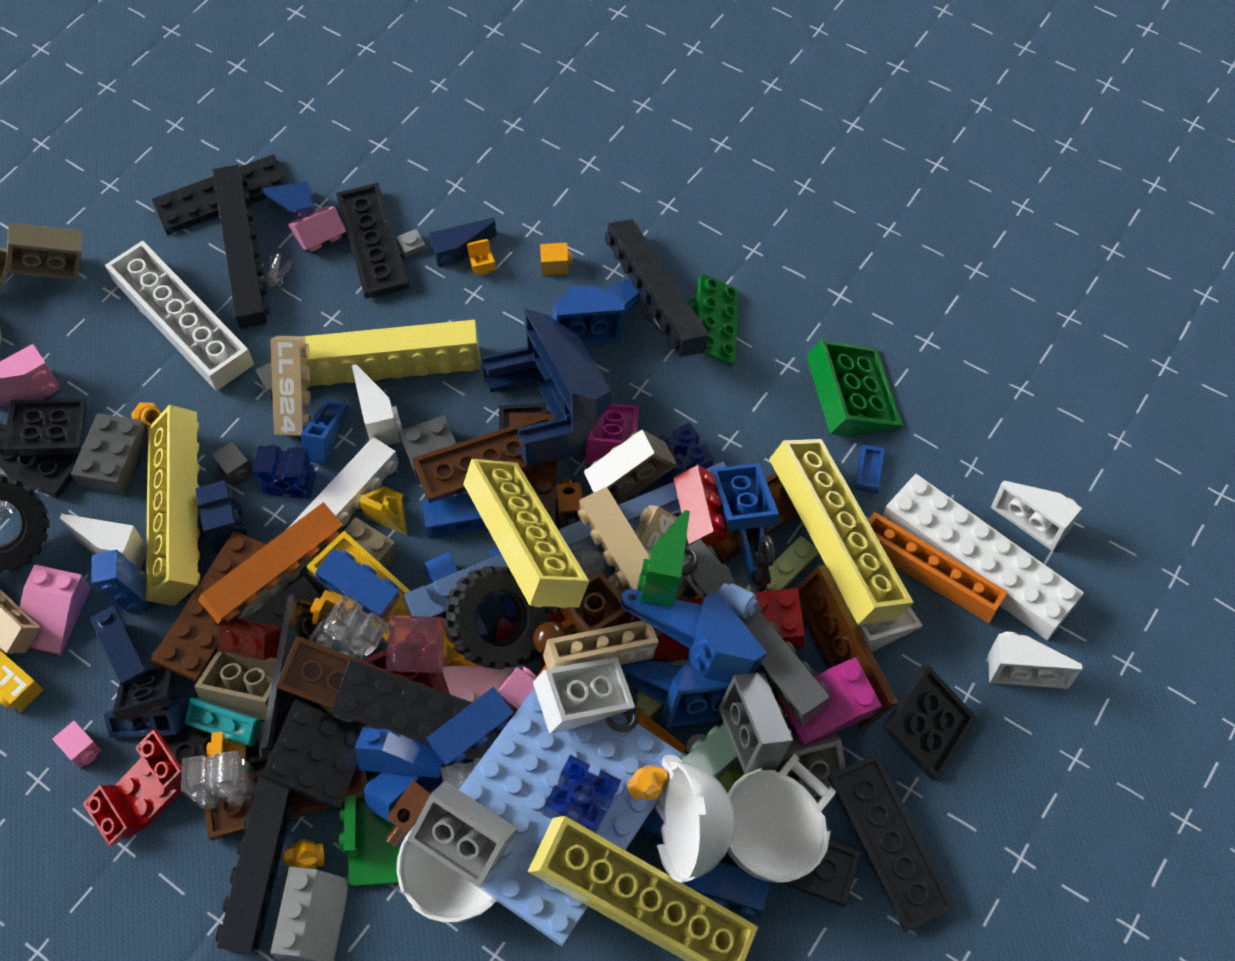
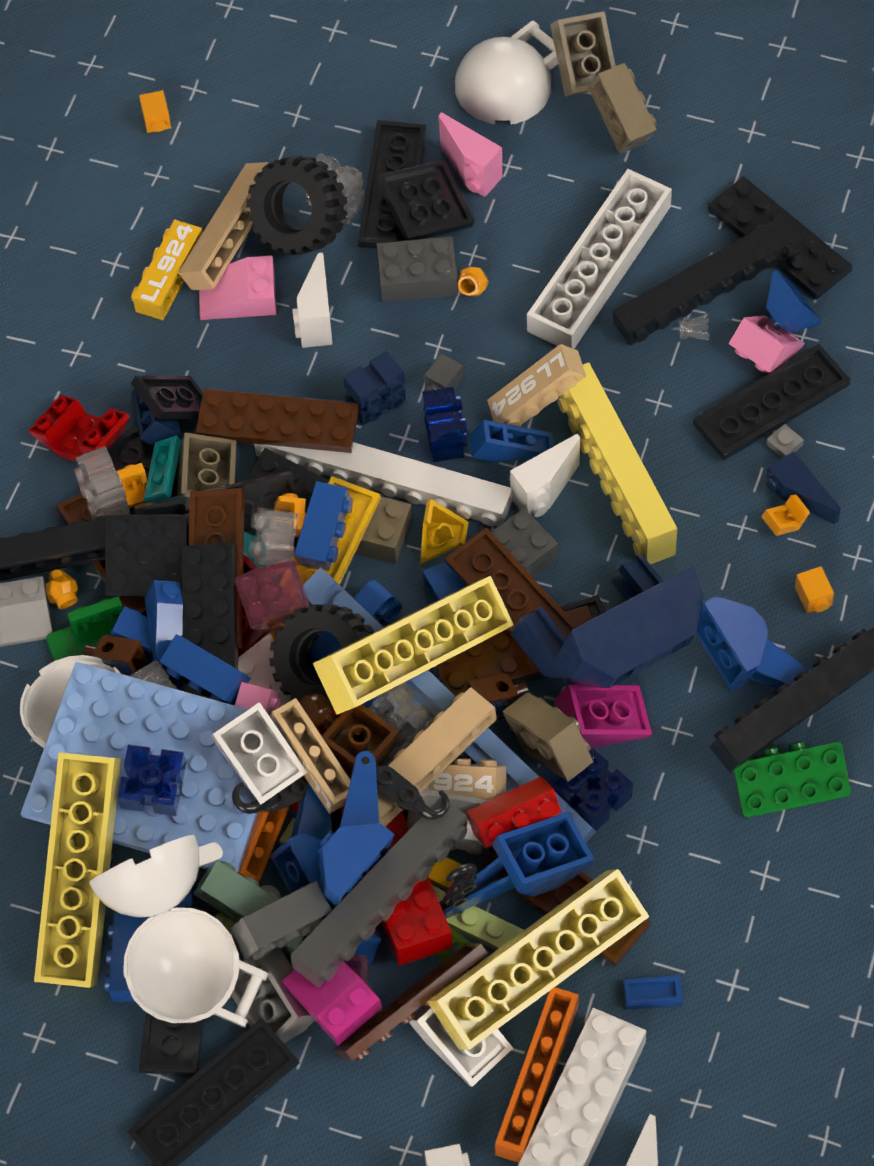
camera: 75 degrees right, 0 degrees up
(77, 745) = (113, 367): bright pink brick -> none
(118, 645) = (216, 358): dark blue slope -> none
(120, 580) = (272, 333): blue brick -> none
(172, 506) = (357, 346): light yellow brick -> none
(249, 639) = (245, 456): clear red brick -> none
(270, 563) = (328, 446): orange brick -> none
(461, 833) = (89, 689): light grey slope -> none
(647, 782) = (184, 828): light orange rock -> none
(663, 569) = (402, 774): green slope -> none
(739, 599) = (396, 861): light blue brick -> none
(852, 389) = (751, 950): green slope -> none
(929, 722) = (348, 1104): black plate -> none

